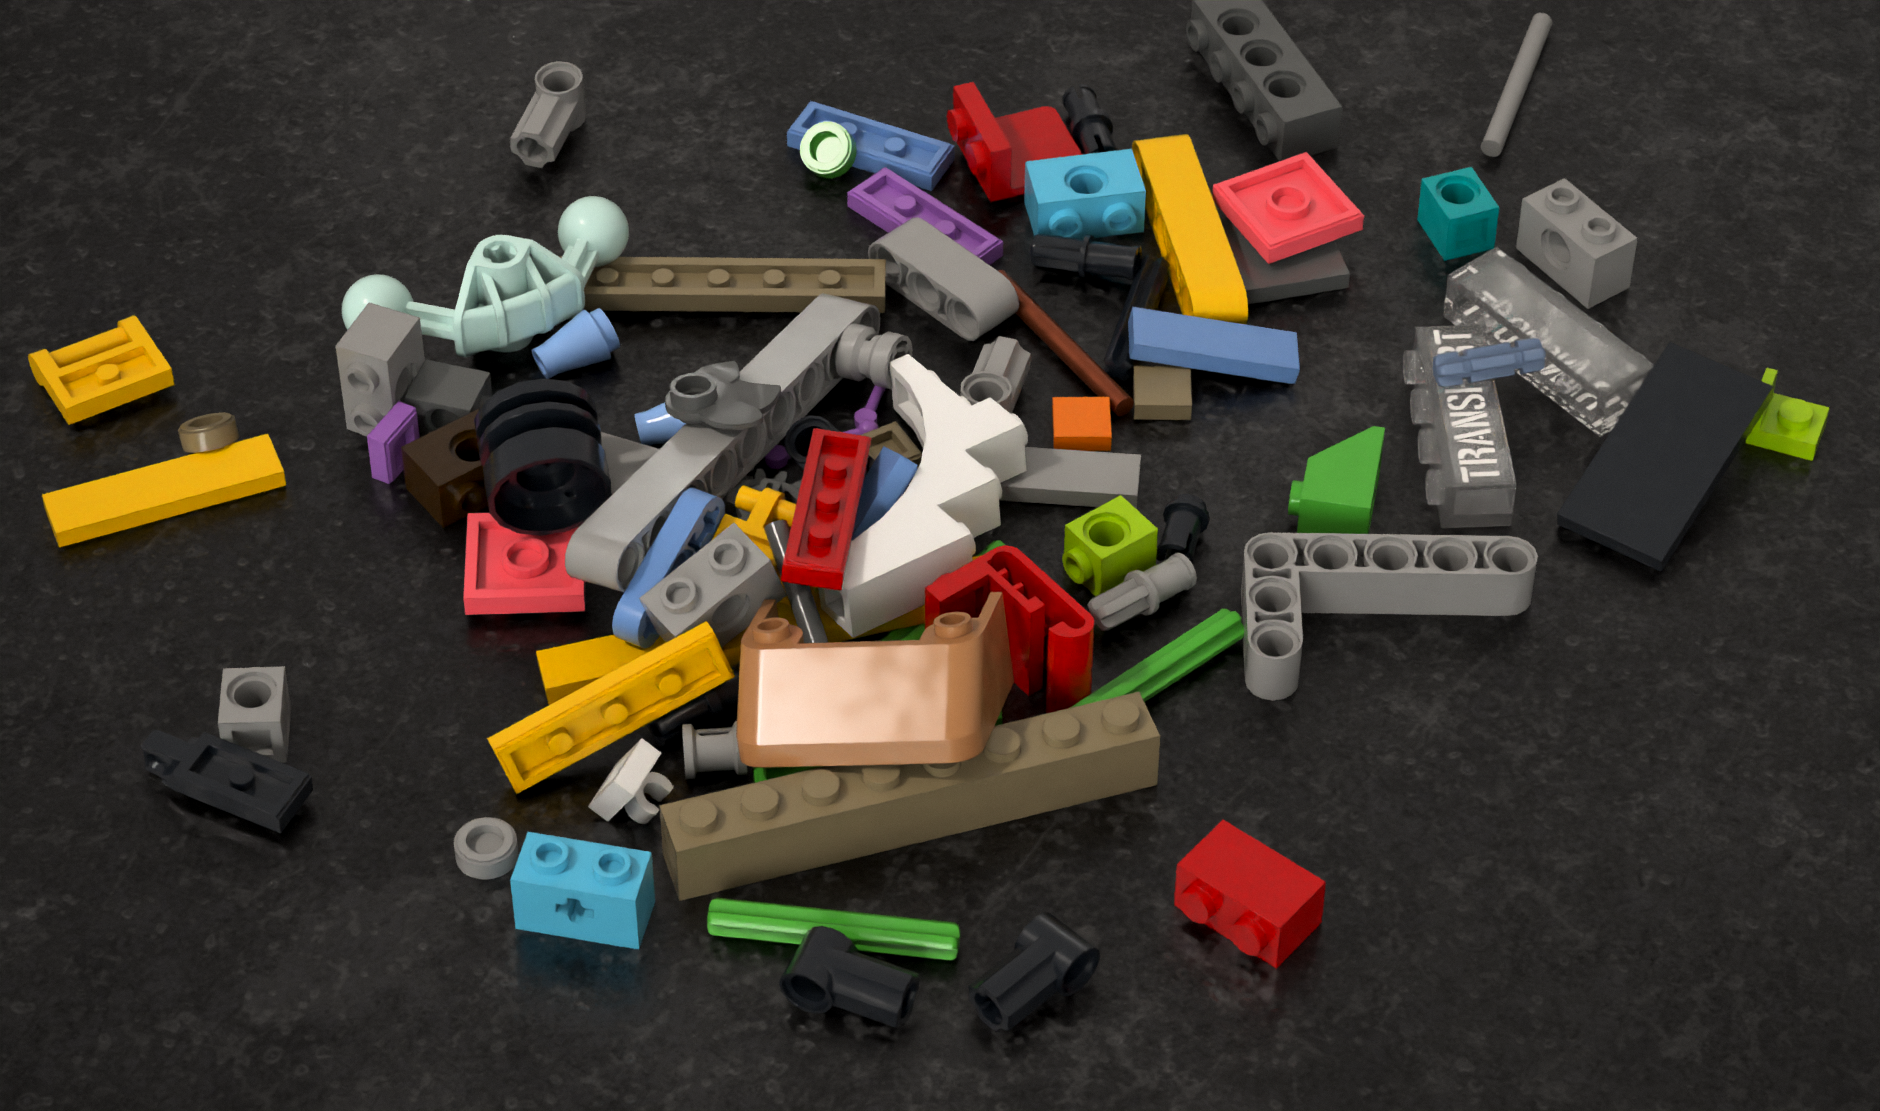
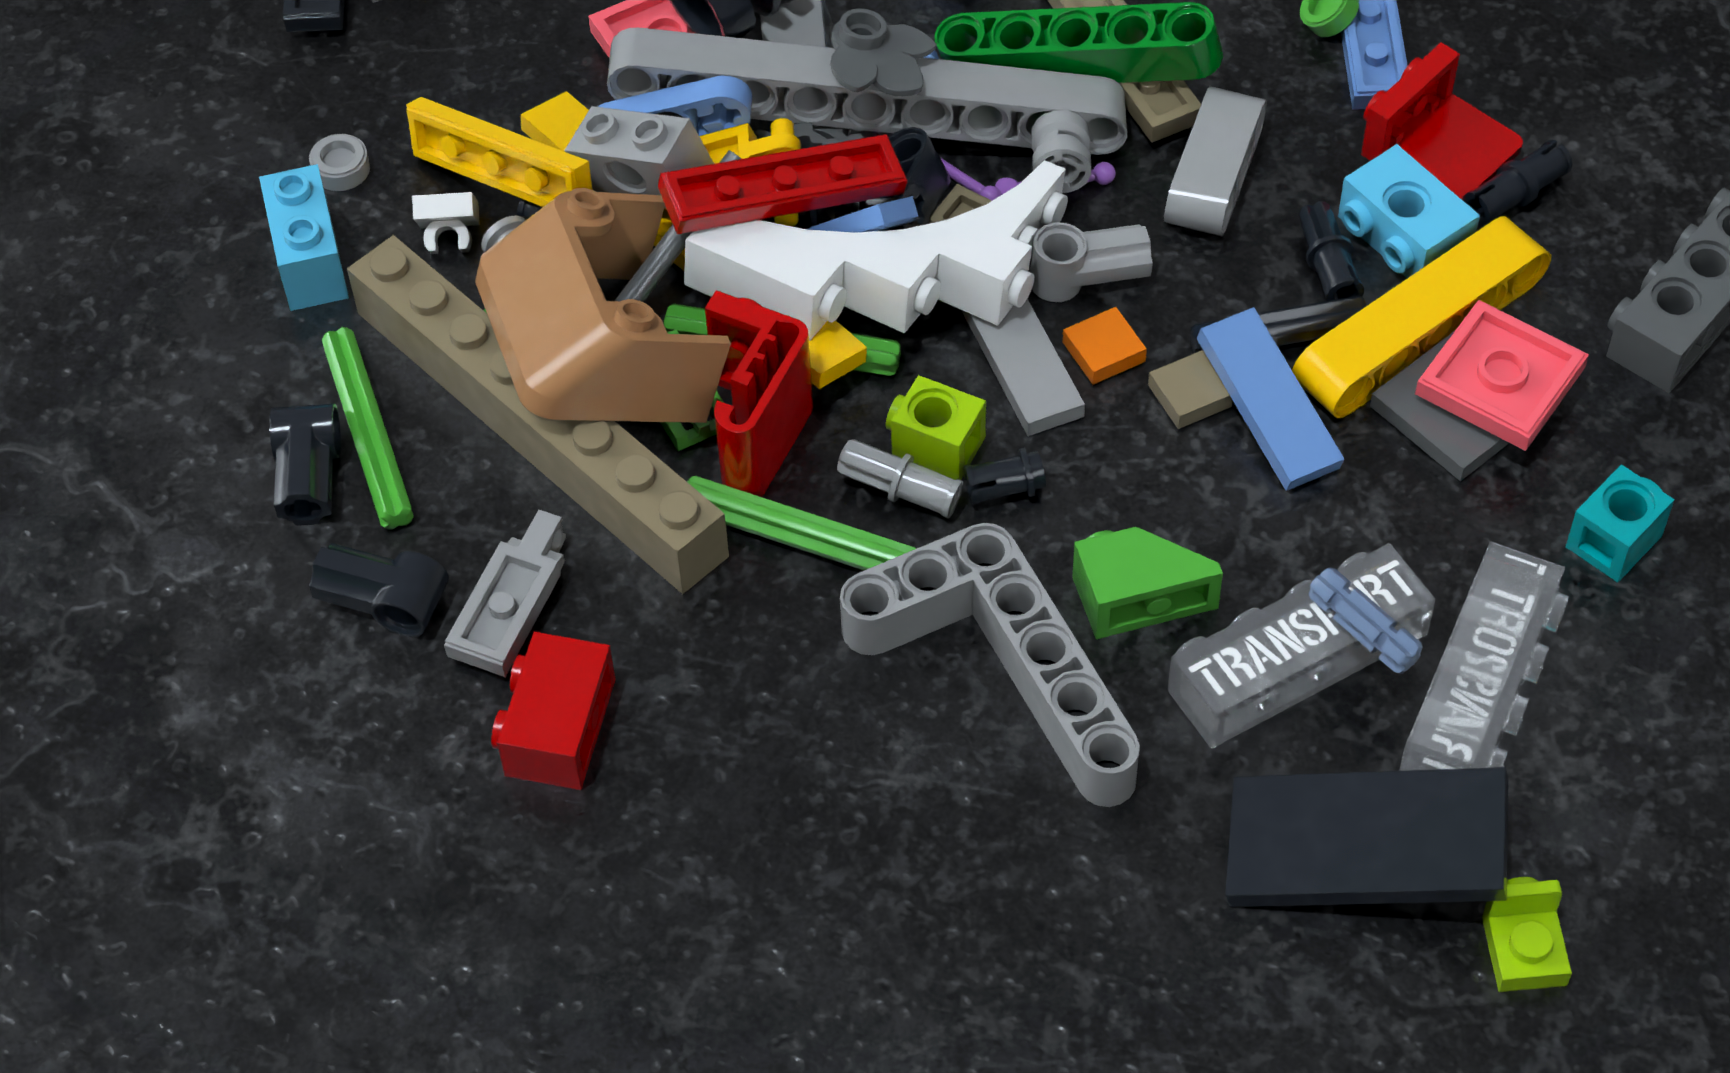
camera: 65 degrees right, 10 degrees up
(785, 272) = (1102, 41): none -> green beam
(892, 200) = (1294, 122): medium lavender tile -> none
(1070, 352) = (1206, 284): copper bar -> none
(1103, 887) = (509, 597): none -> light grey hinge
(1576, 243) = (1647, 641): light grey brick -> none

